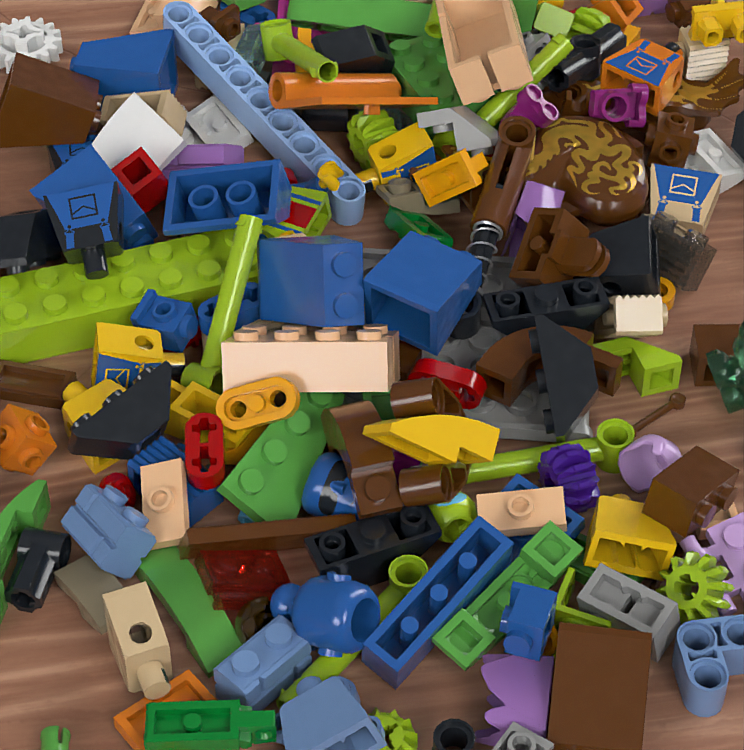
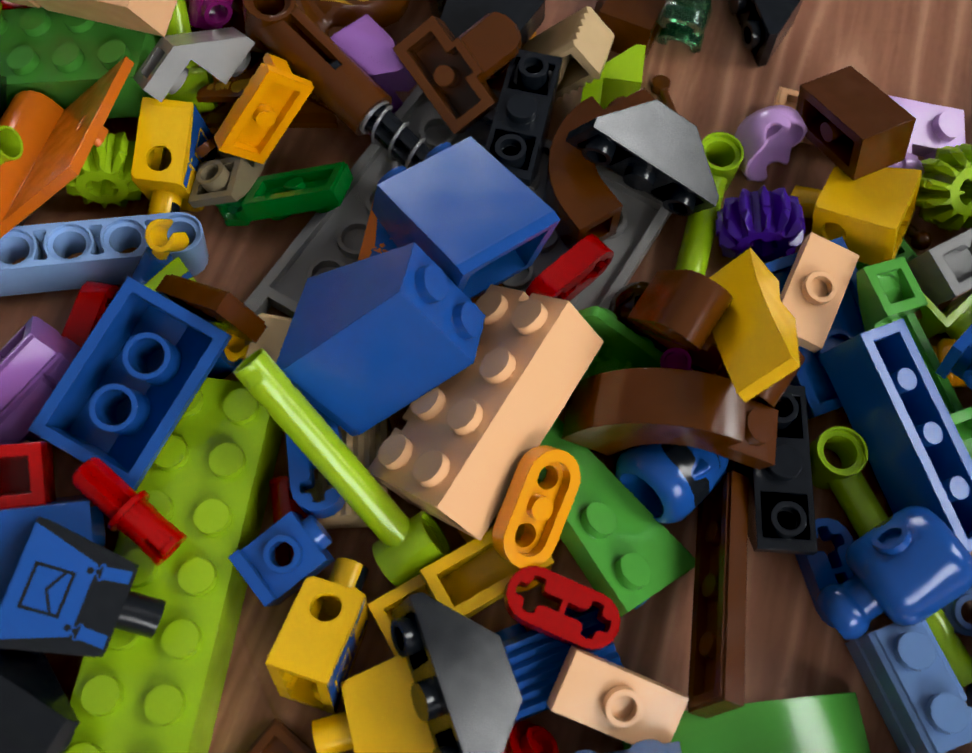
camera: 65 degrees left, 20 degrees up
(148, 233) = (128, 510): none -> red axle
(239, 575) = (777, 653): clear red plate -> none
(252, 618) = (836, 662): dark brown plate -> none
(292, 209) = (214, 306): none -> reddish brown tile

